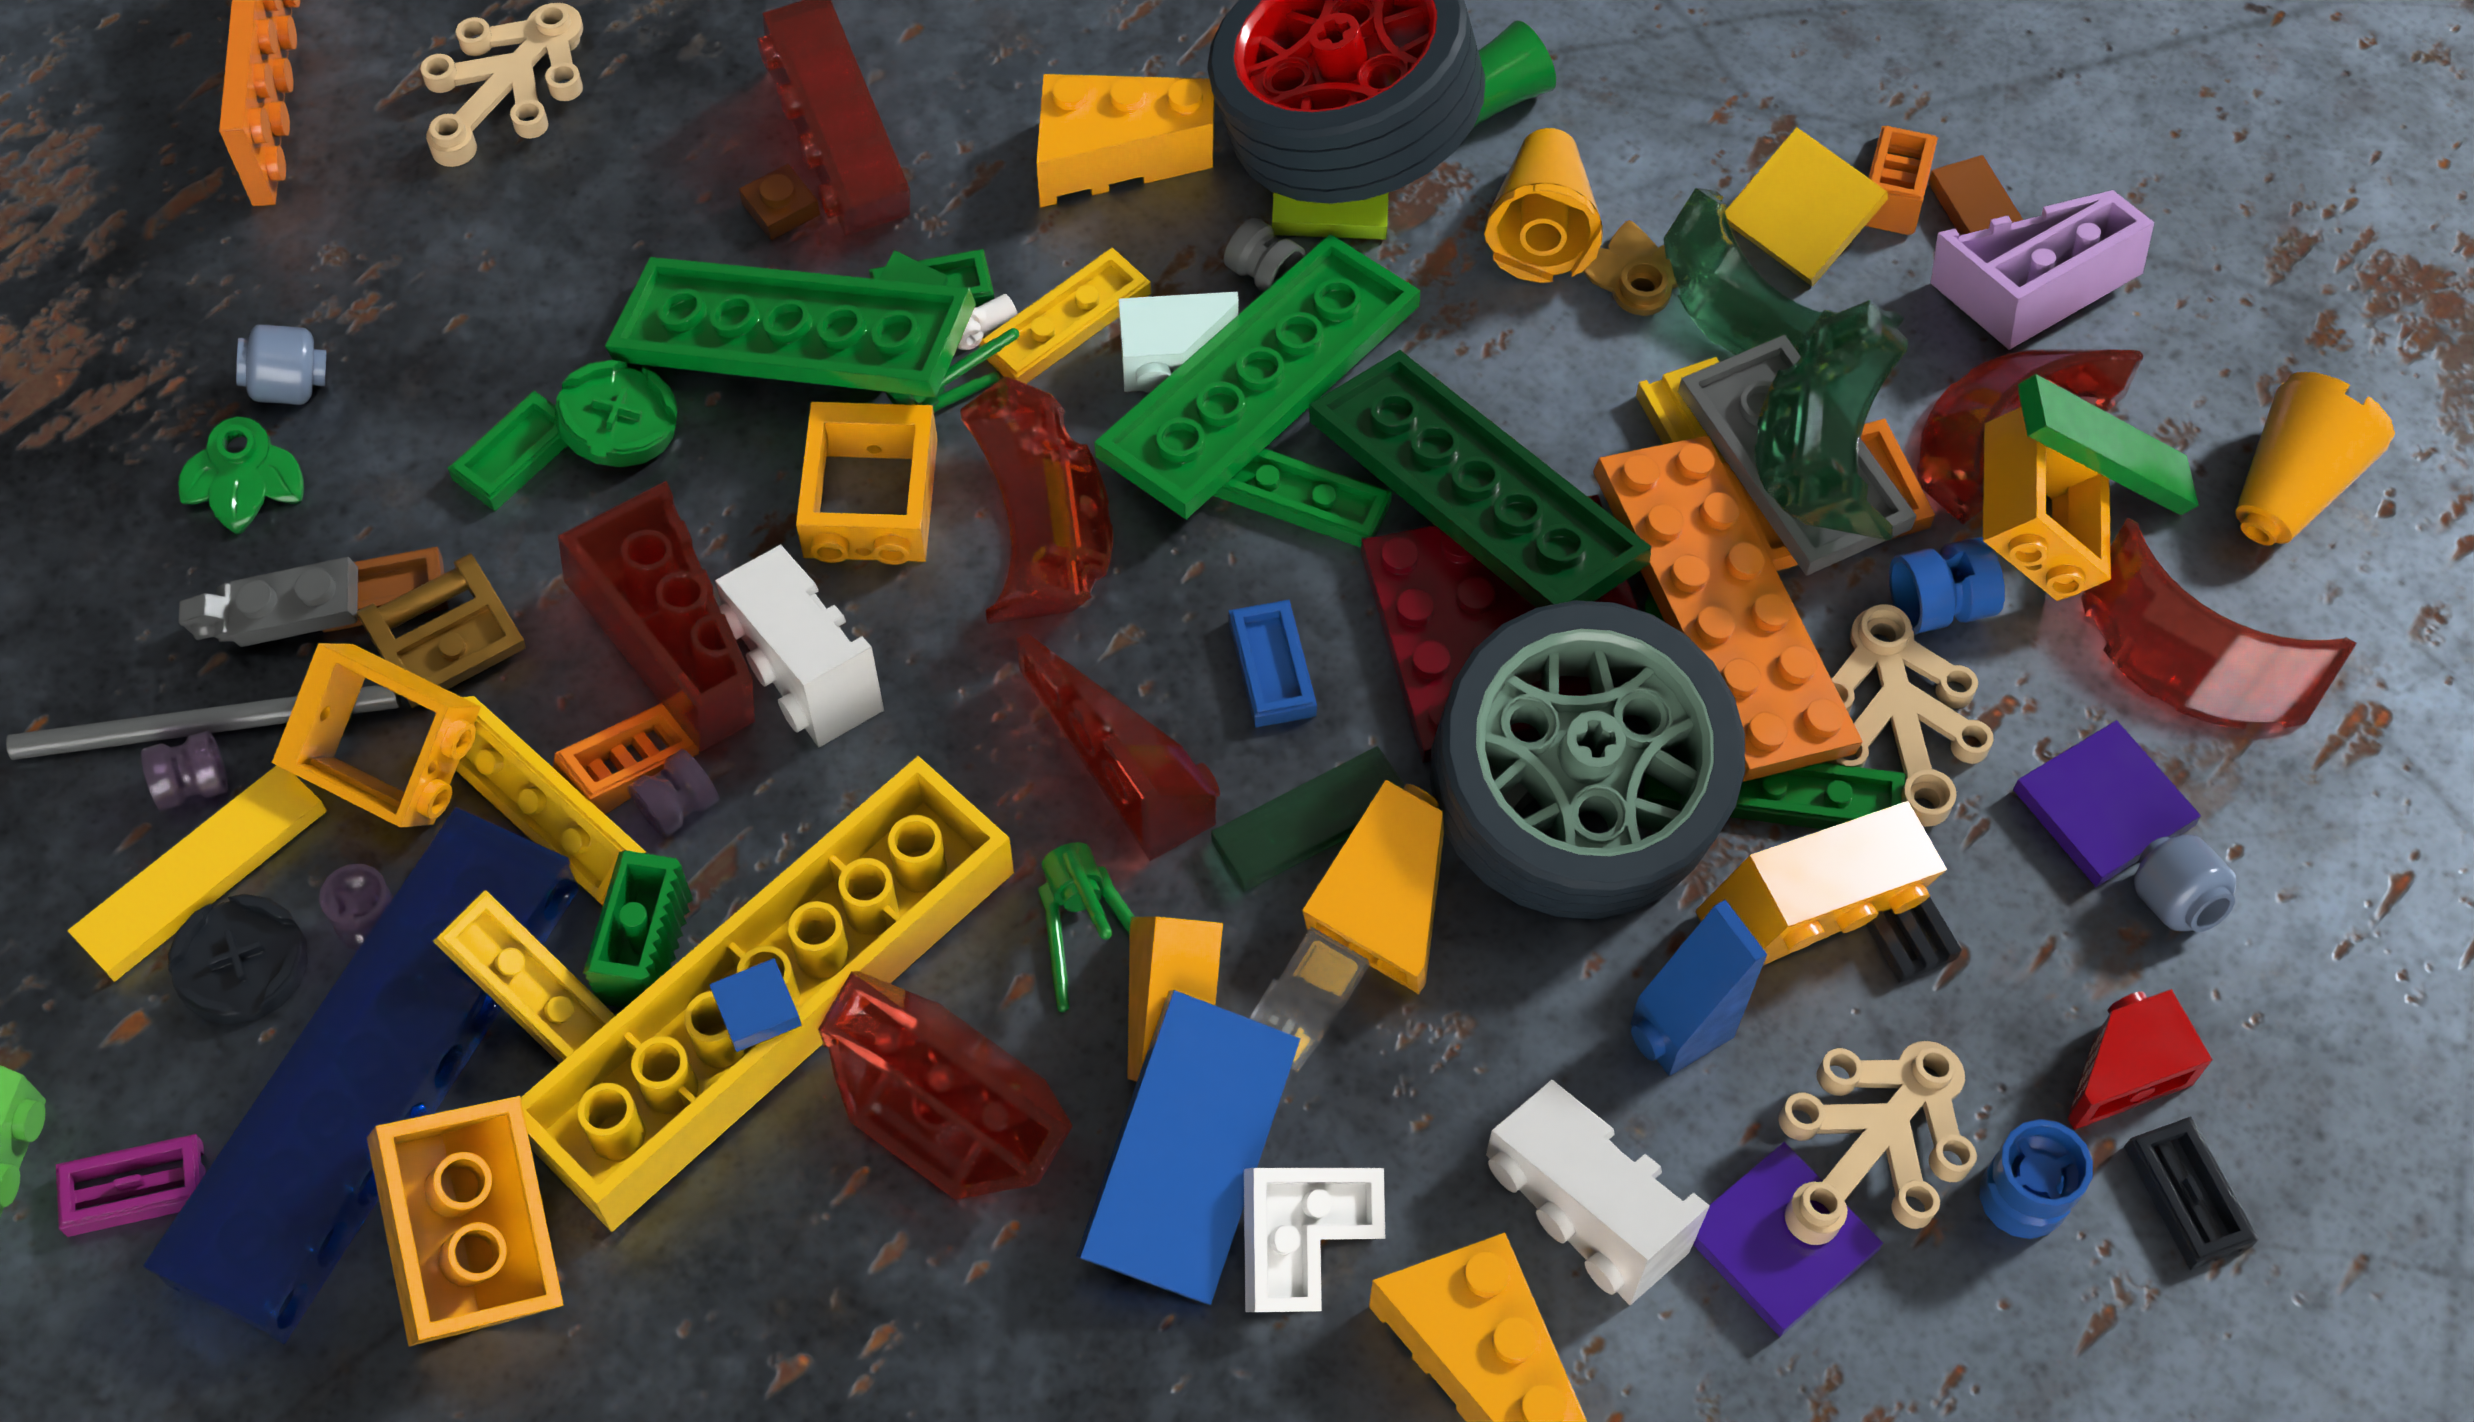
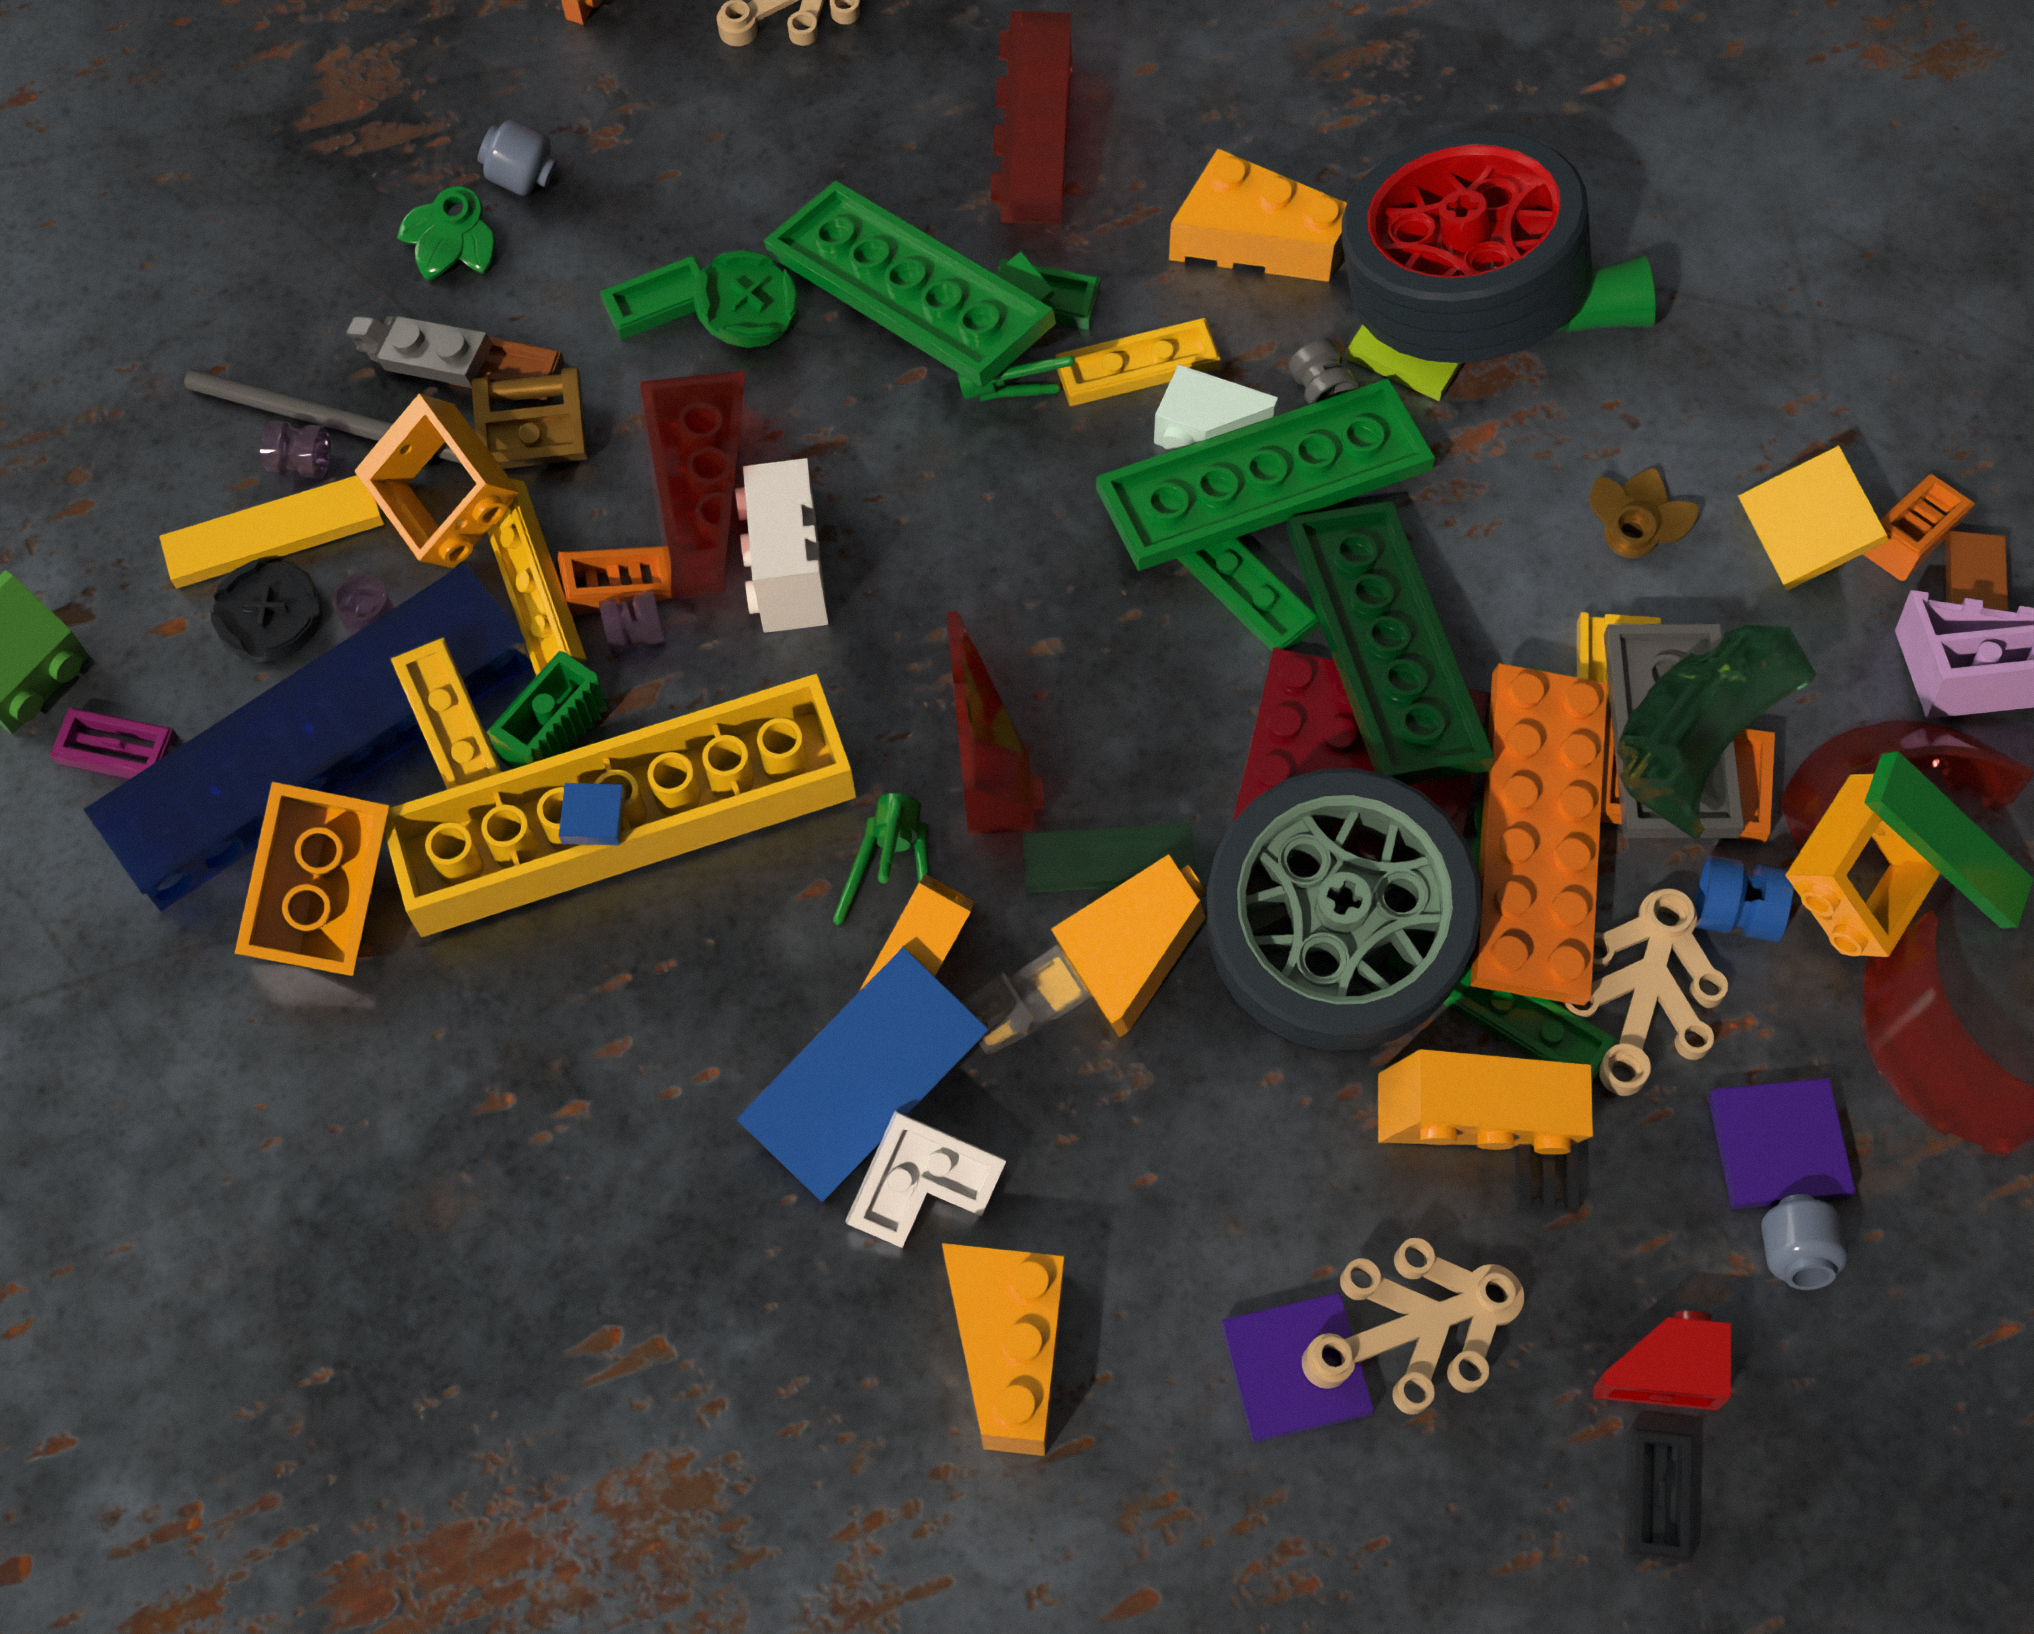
camera: 30 degrees right, 5 degrees up
(779, 201) = (962, 173): reddish brown plate -> none
(867, 432) = (928, 394): light orange window -> none
(939, 1091) = (705, 940): clear red wedge -> none
(986, 320) = (1066, 338): white arm -> none
(1050, 498) = (1044, 510): clear red windscreen -> none
(1272, 663) = (1147, 718): blue tile -> none
(1545, 211) = (1579, 429): light orange cone -> none
(1593, 1192) = (1158, 1258): white wedge -> none
(1699, 992) = (1322, 1142): blue slope -> none
(1723, 288) = (1704, 563): clear green windscreen -> none
(2036, 1178) = (1525, 1421): blue wheel -> none

